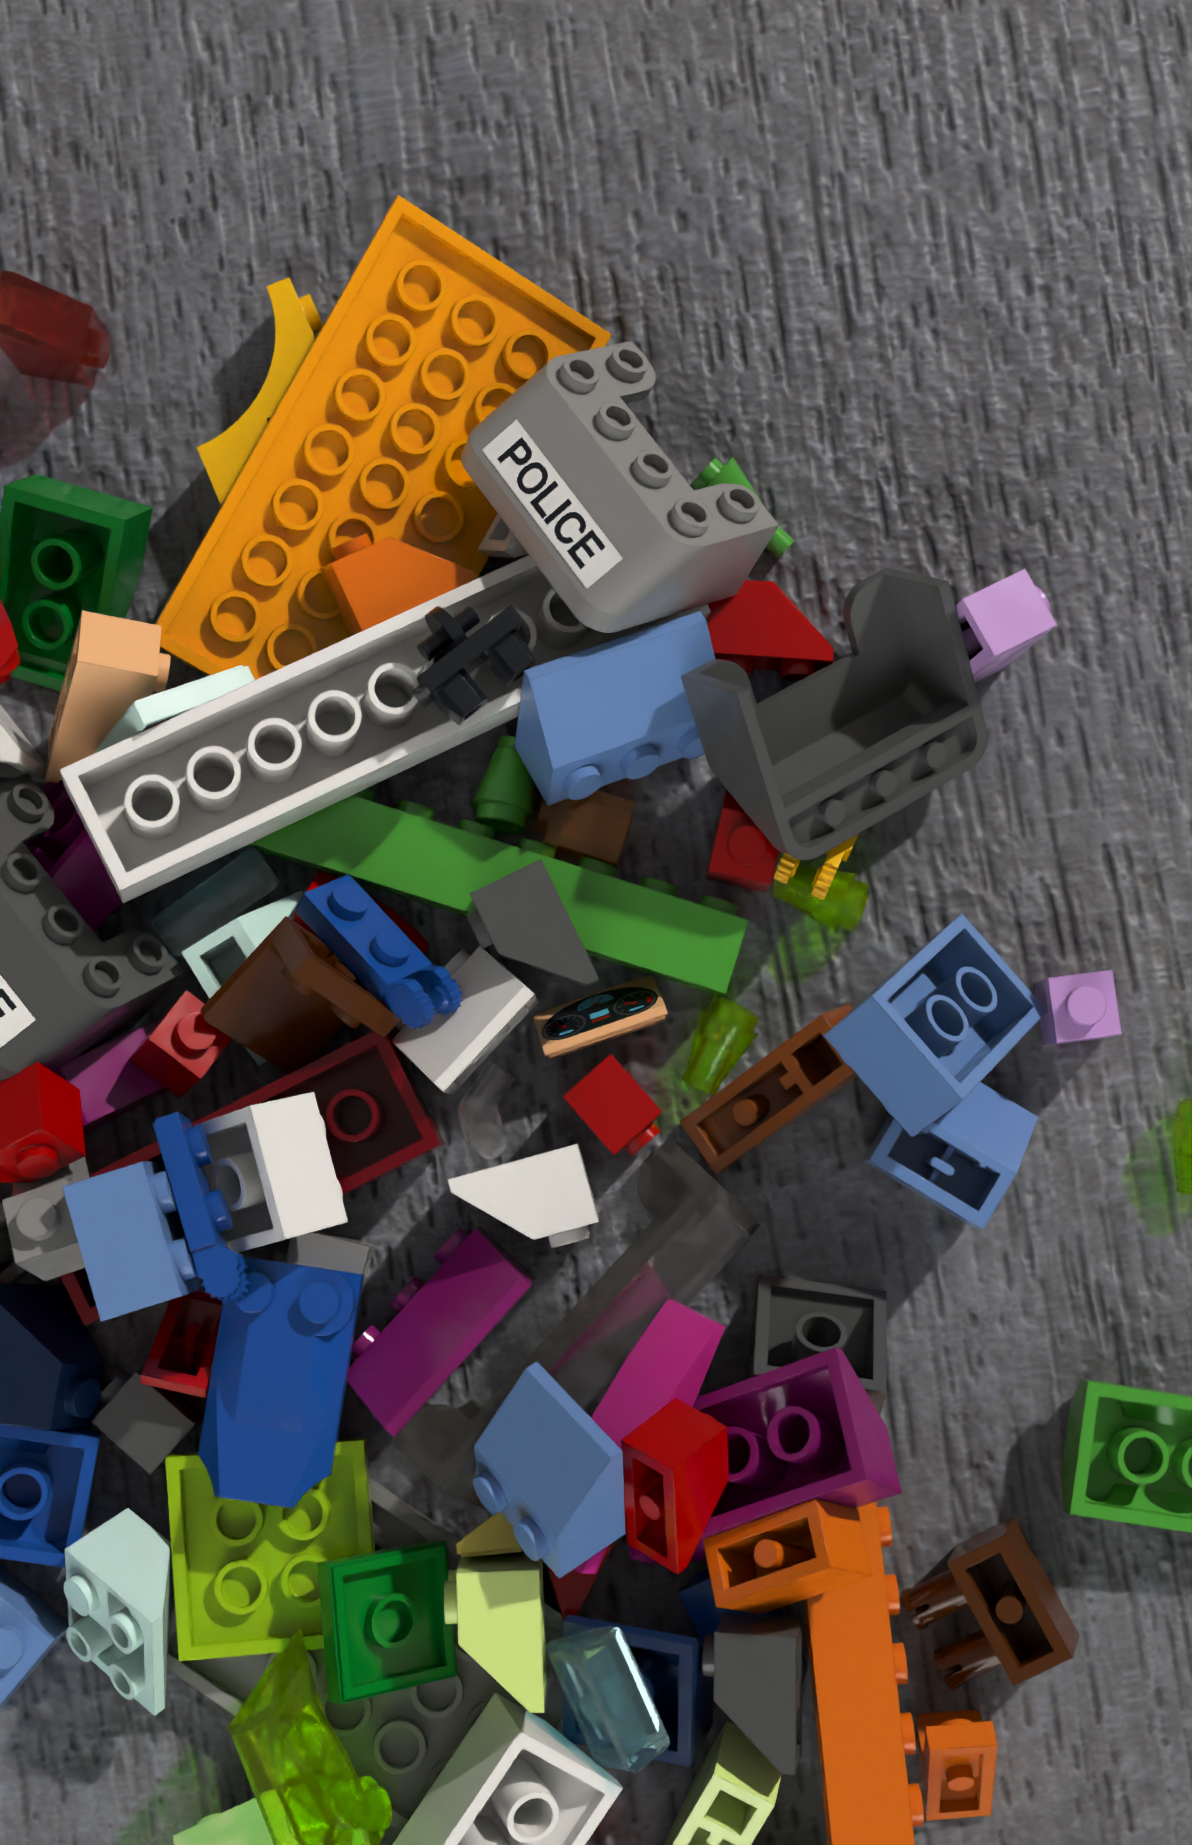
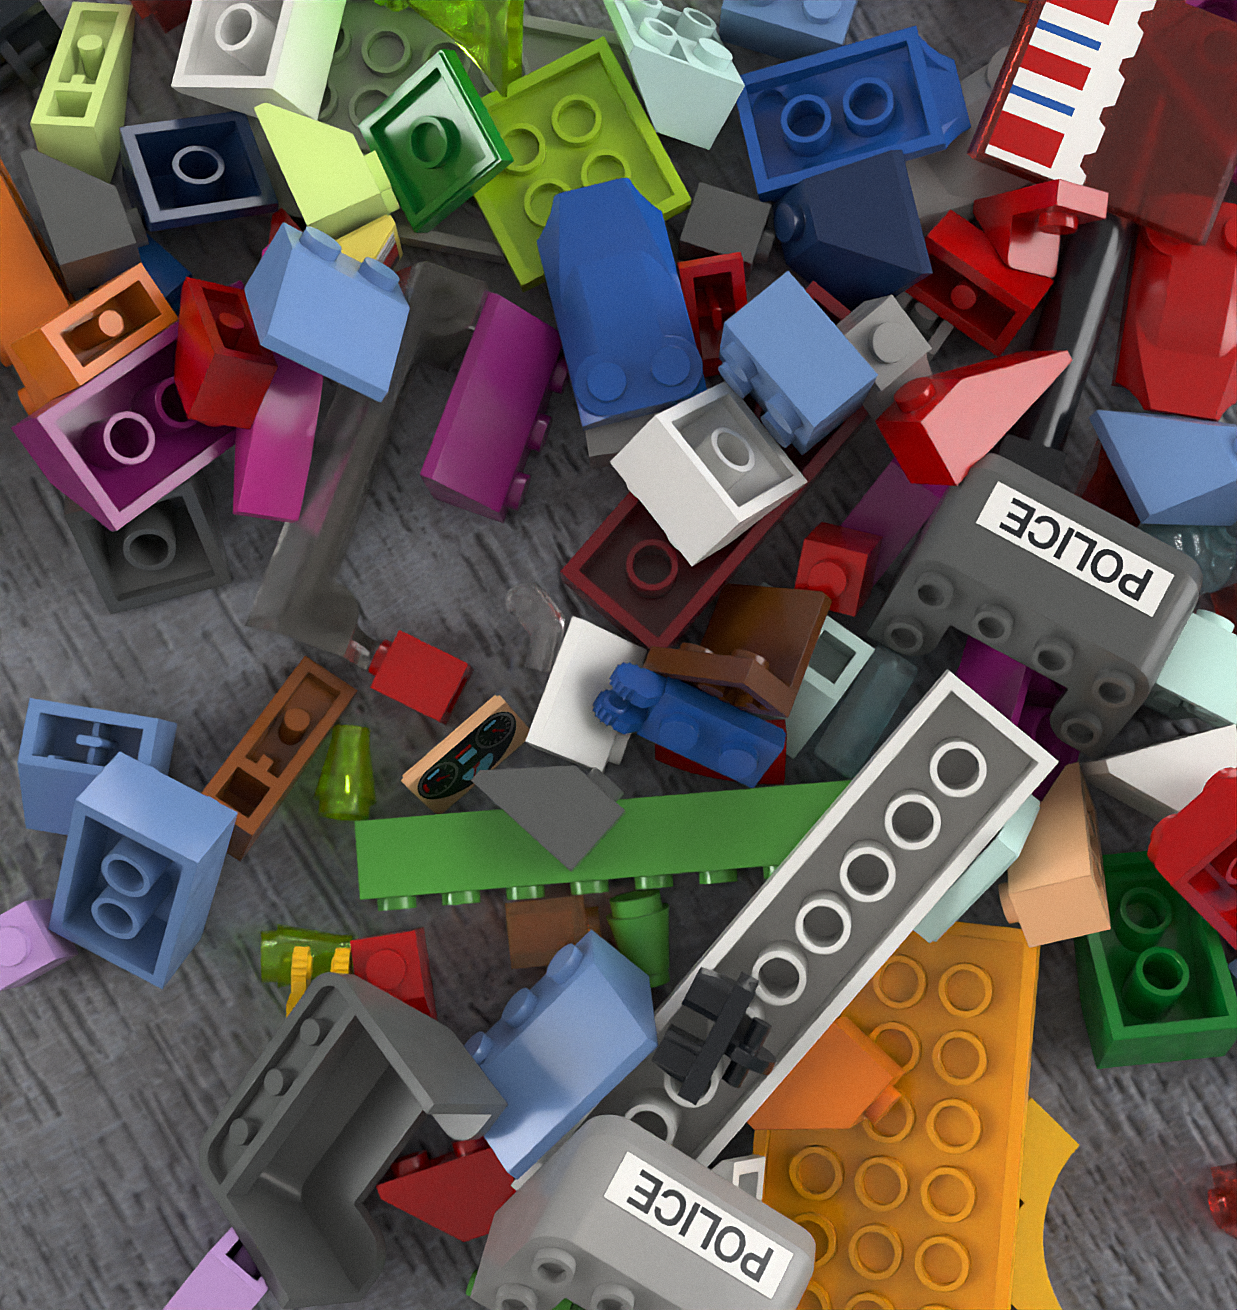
camera: 160 degrees right, 0 degrees up
(201, 1211) = (745, 413): blue hinge -> none
(535, 1195) = (458, 563): white slope -> none
(609, 1698) = (211, 153): clear light blue slope -> none

